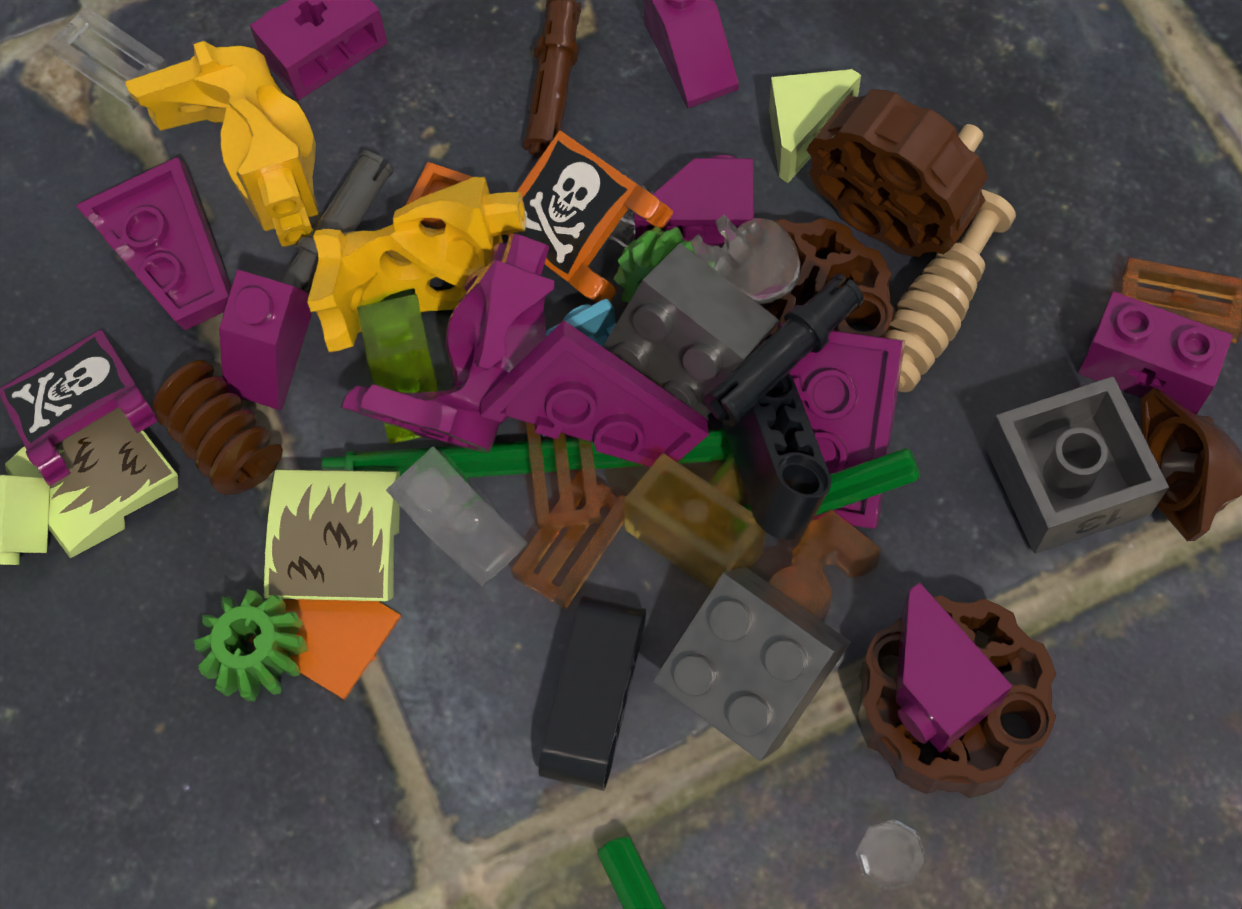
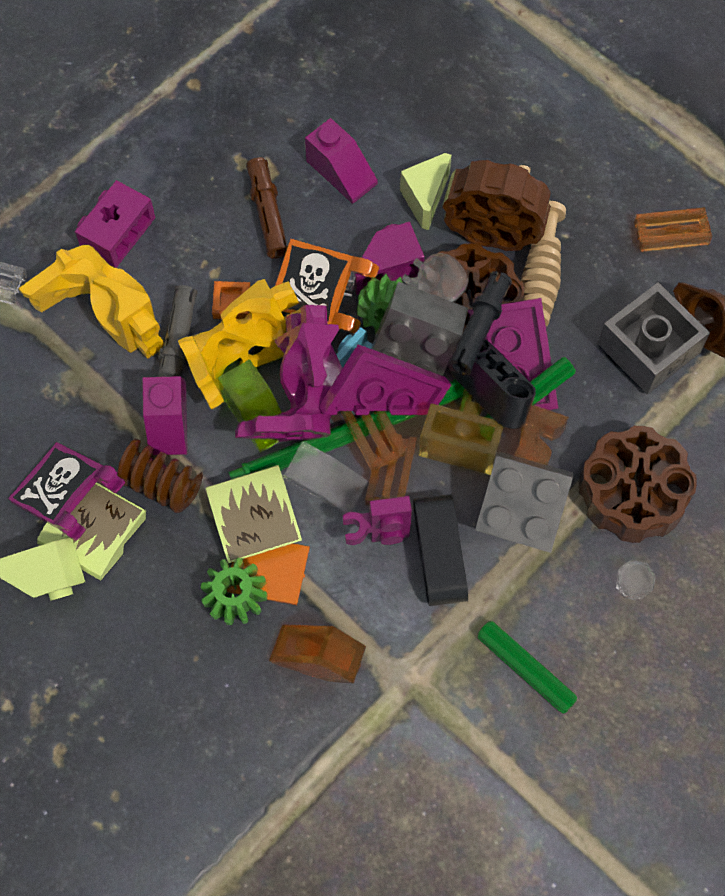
camera: 25 degrees left, 0 degrees up
(164, 240) = (73, 377): magenta wing -> none
(337, 790) = (318, 652): none -> clear orange slope
(521, 614) = (386, 522): none -> magenta plate
(942, 674) = (629, 470): magenta slope -> none
(1155, 350) = (670, 262): magenta brick -> none

